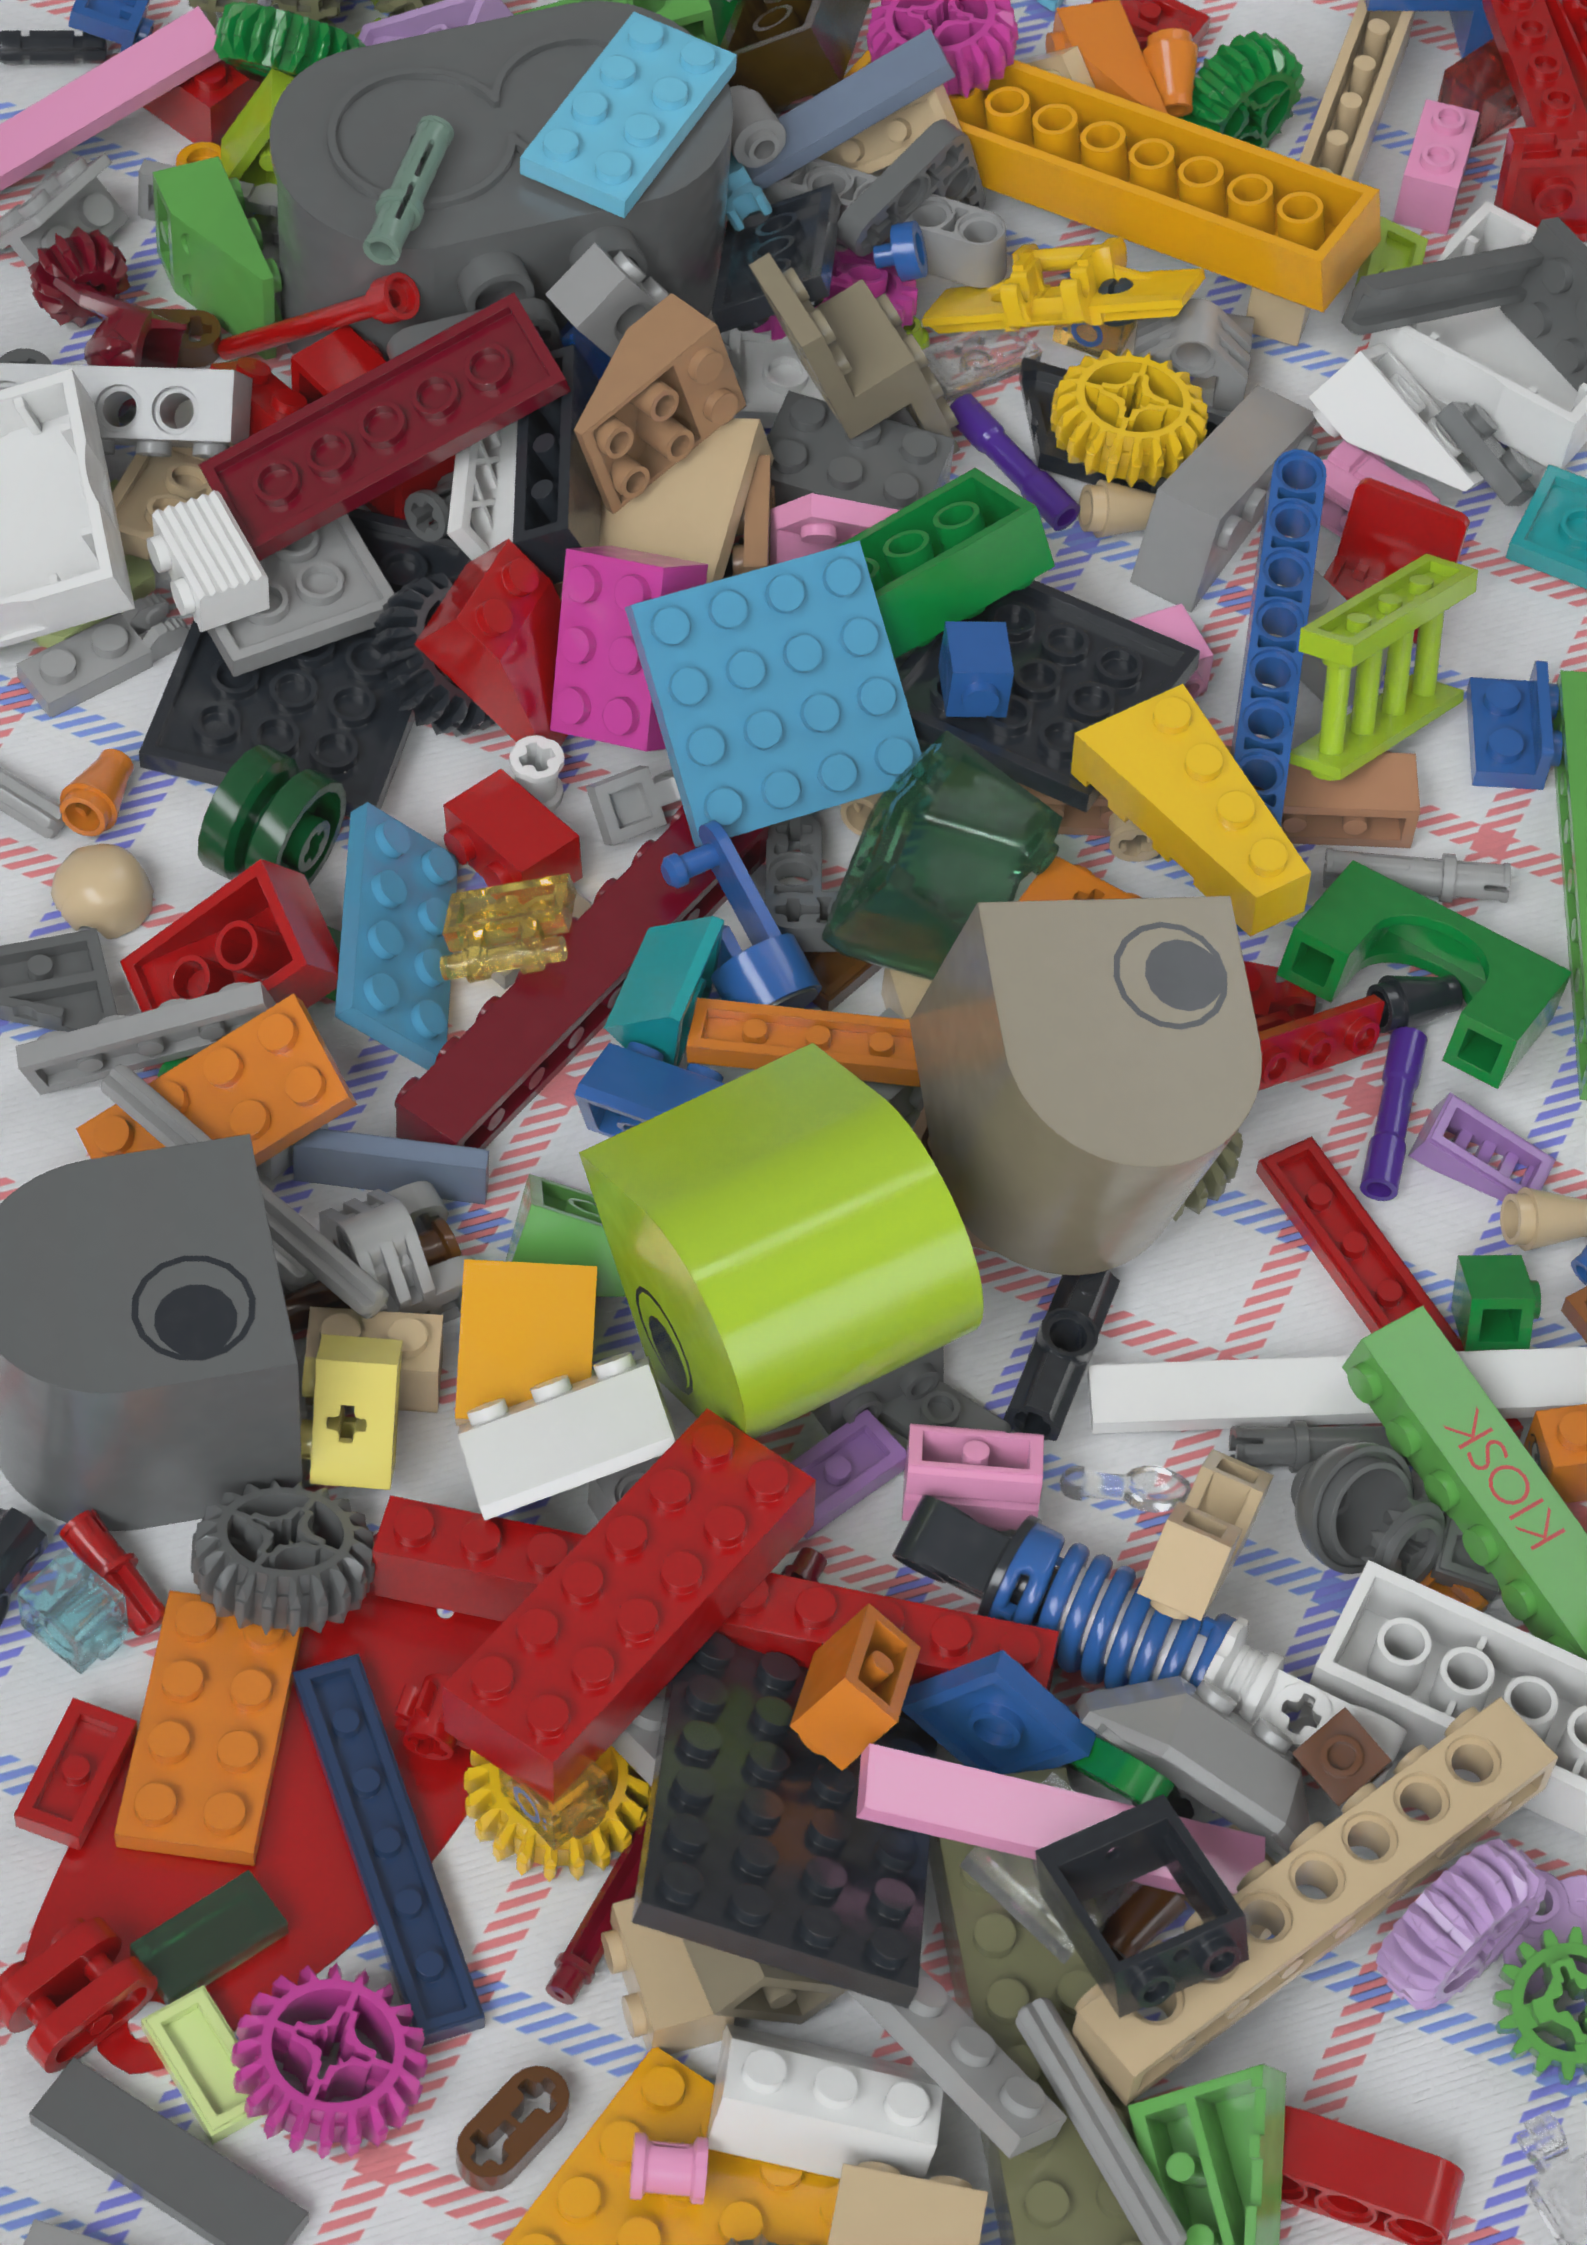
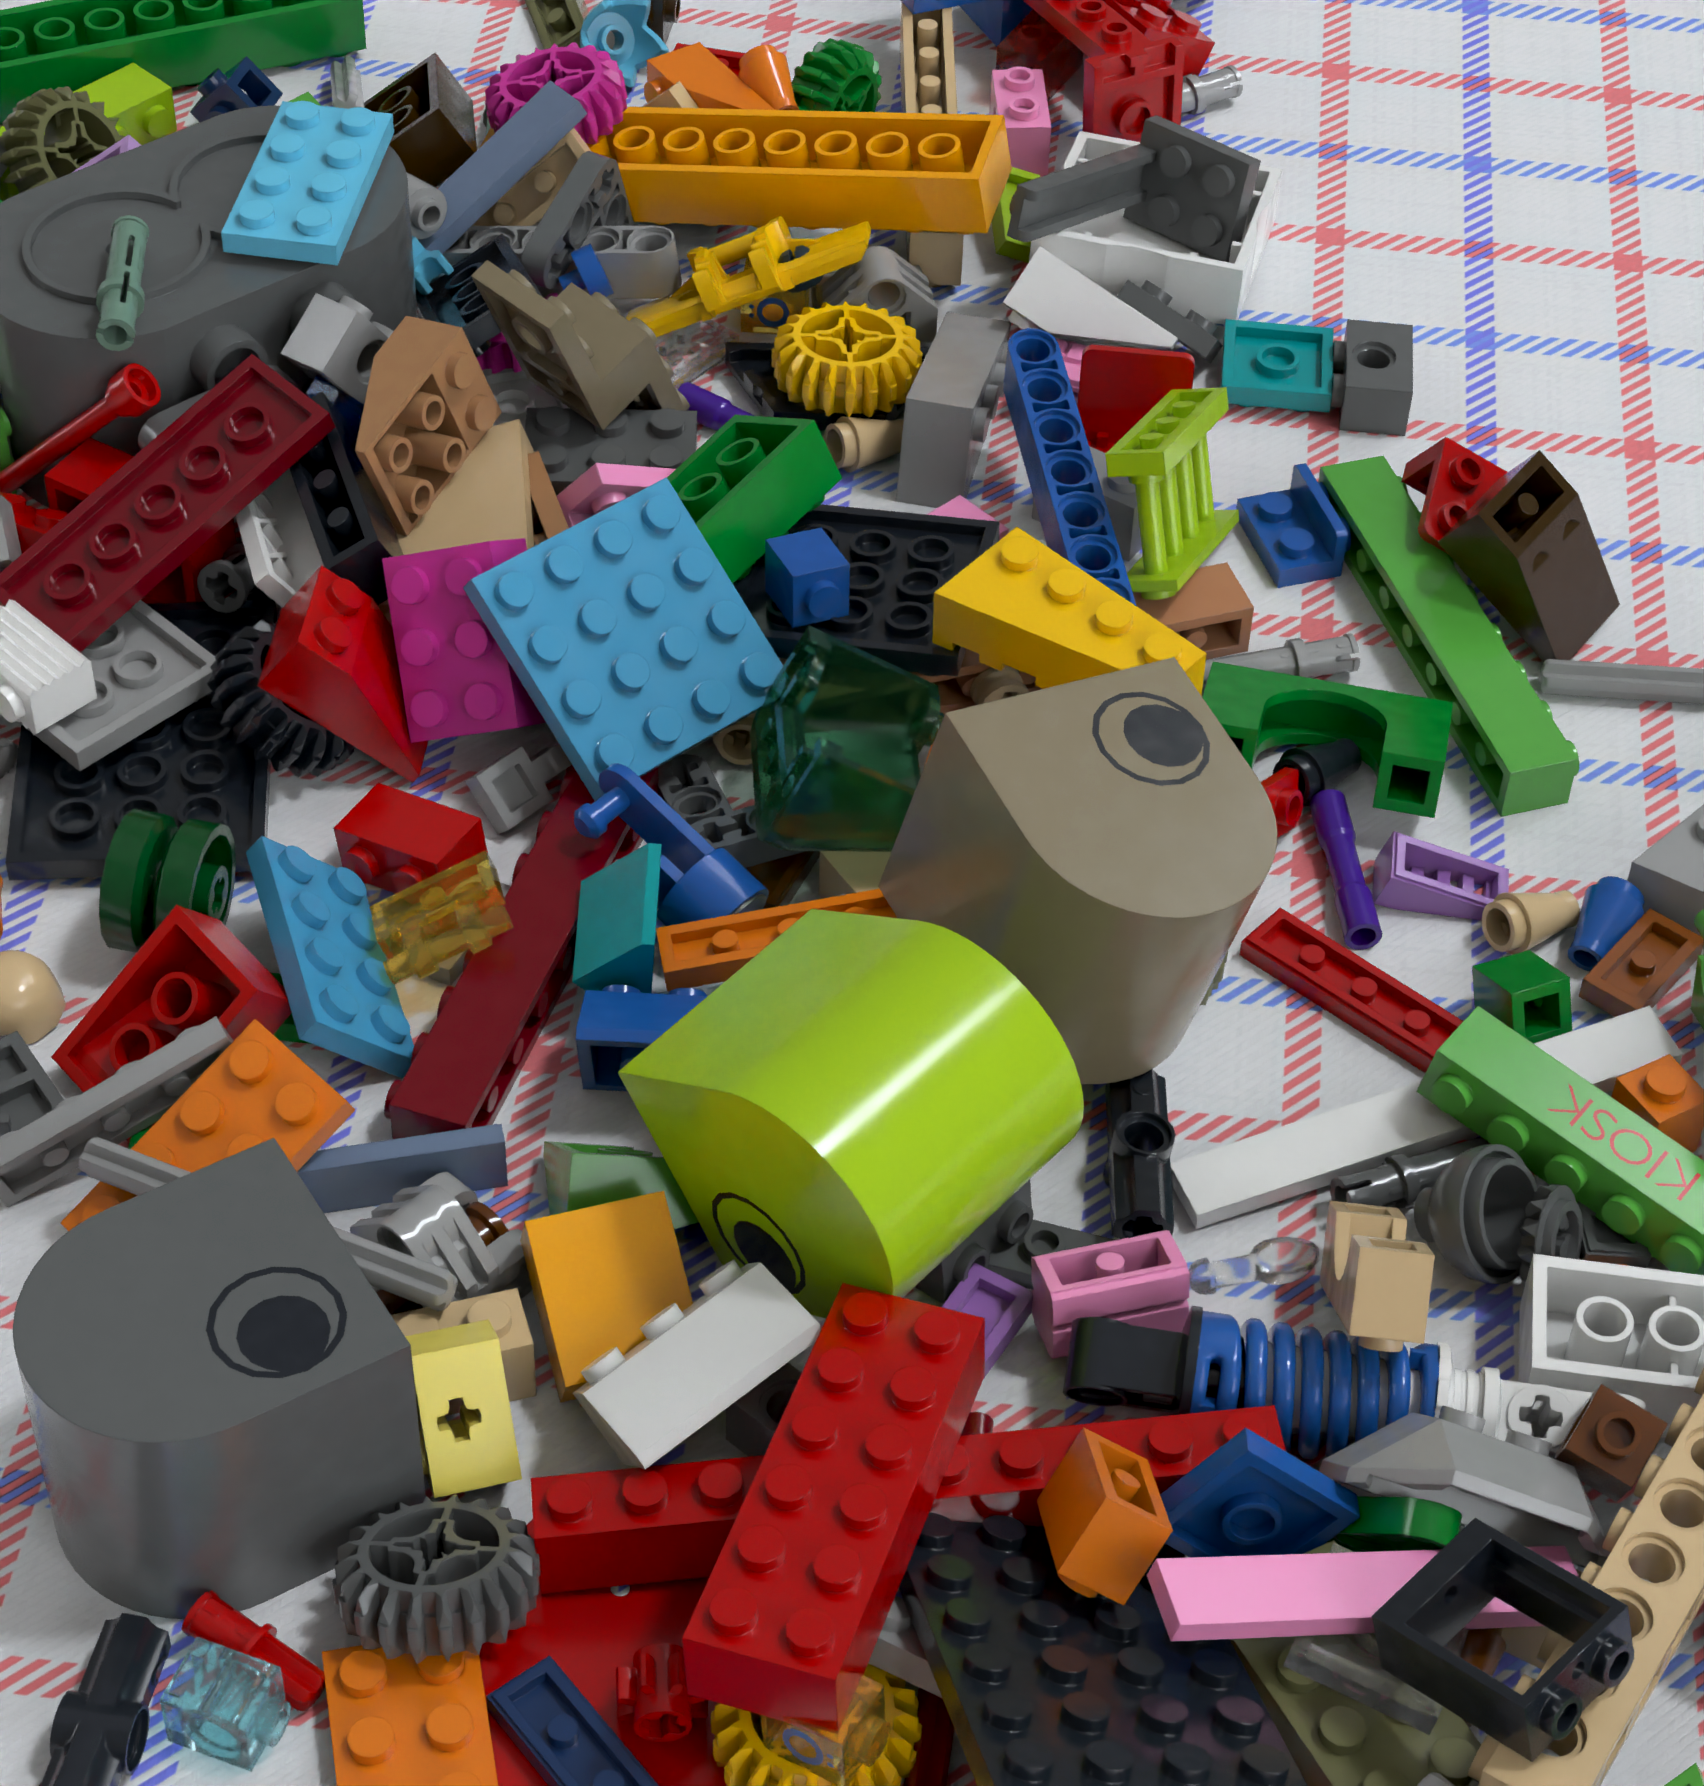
camera: 15 degrees left, 10 degrees down
(537, 767) = (412, 771): white bush -> none

